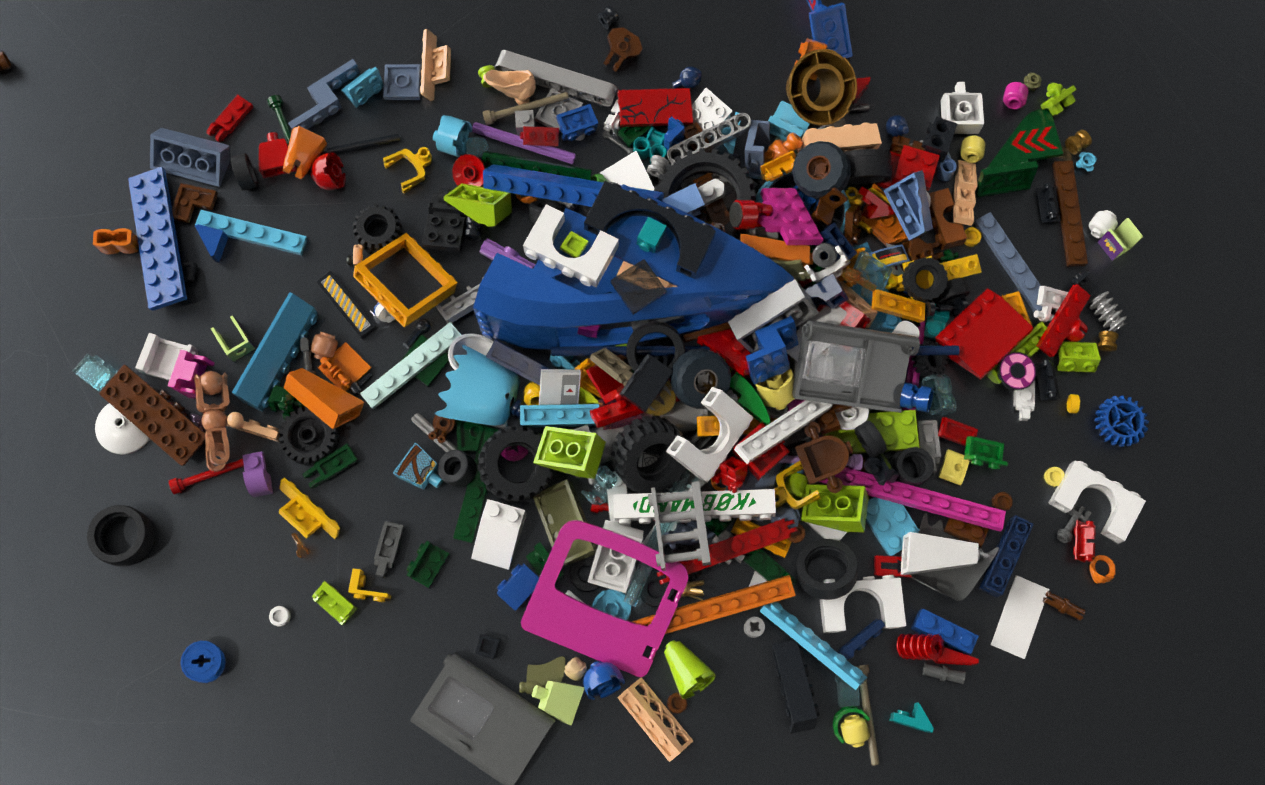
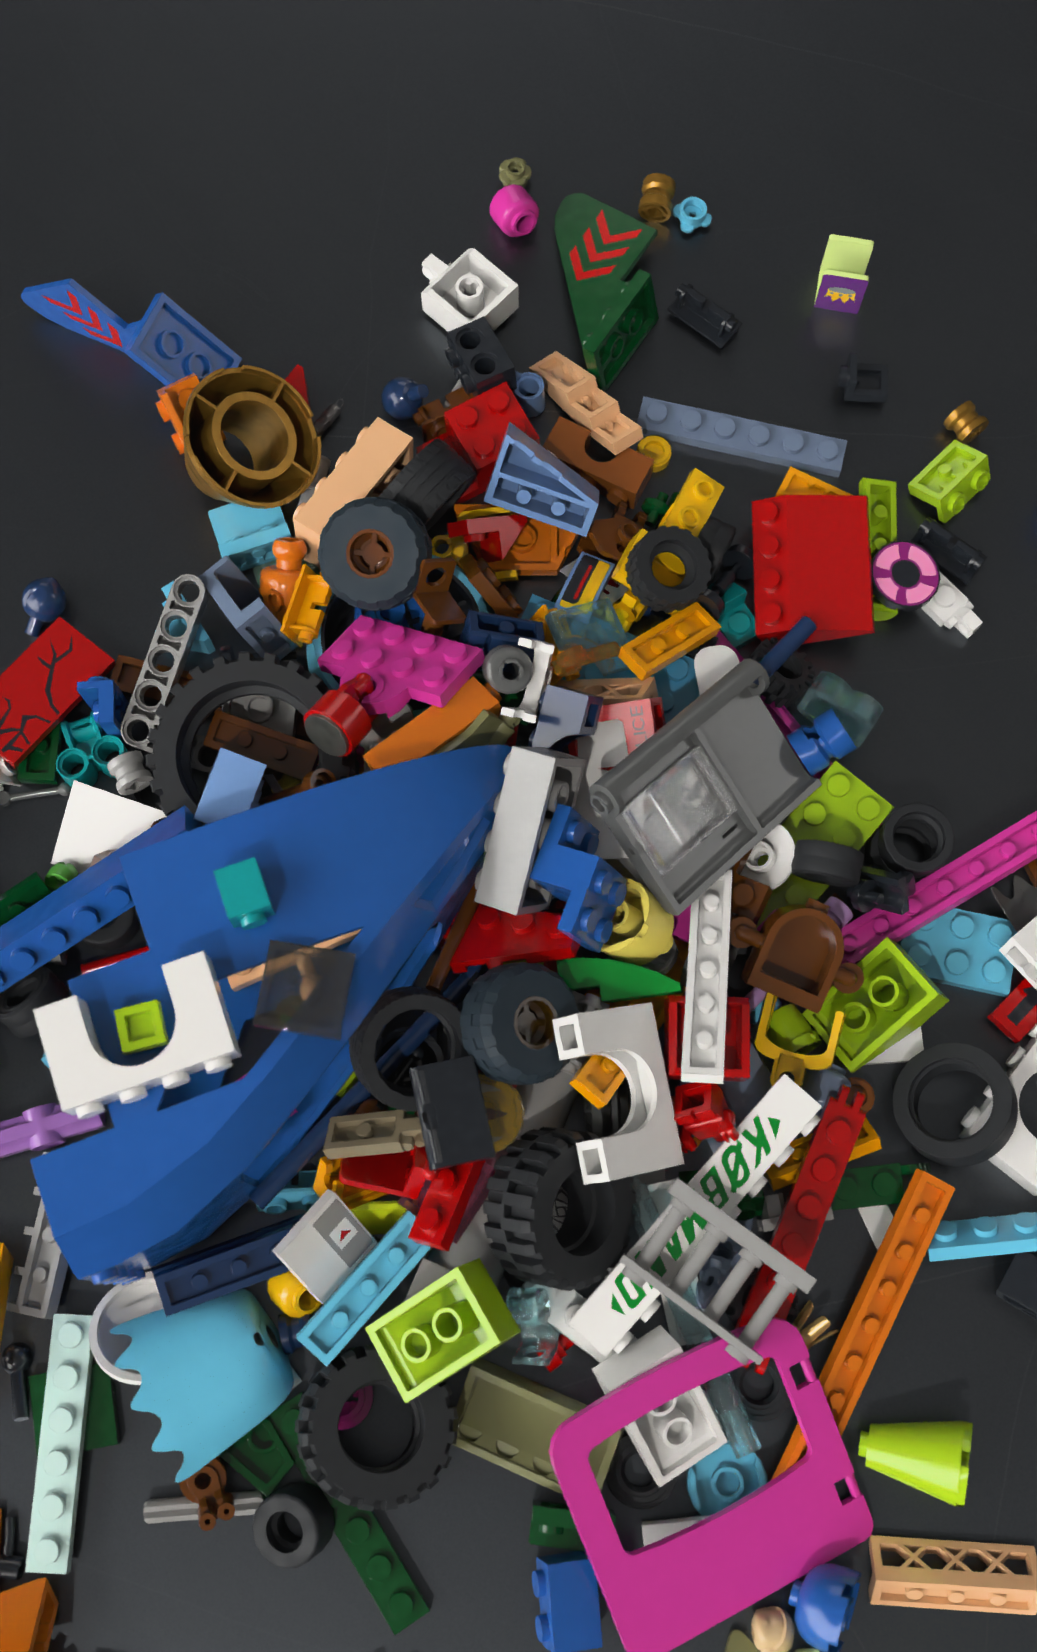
camera: 45 degrees left, 0 degrees up
(418, 469) = (234, 1587): torso -> none
(498, 534) = (455, 1554): white slope -> none
(617, 203) = (141, 898): black arch -> none
(676, 703) = (955, 1520): reddish brown tile -> none
(709, 110) = (122, 621): white hinge -> none
(712, 191) = (248, 732): white plate -> none
(751, 630) = (934, 1291): light grey wheel -> none
(929, 439) = (890, 780): light grey hinge -> none
(953, 467) = (958, 786): light yellow piece -> none
(956, 431) = (914, 734): red tile -> none
(972, 149) = (534, 334): light yellow head -> none
(984, 452) = (976, 726): green bracket -> none
(1049, 299) = (850, 431): white plate -> none
(1057, 95) = (567, 162): lime hips -> none
(1065, 322) = (893, 449): red plate -> none
(1069, 213) = (748, 304): reddish brown plate -> none
(1073, 403) = (1012, 547): yellow tile -> none
(1102, 223) = (800, 275): white head -> none
(1108, 312) = (928, 383): light grey piece -> none

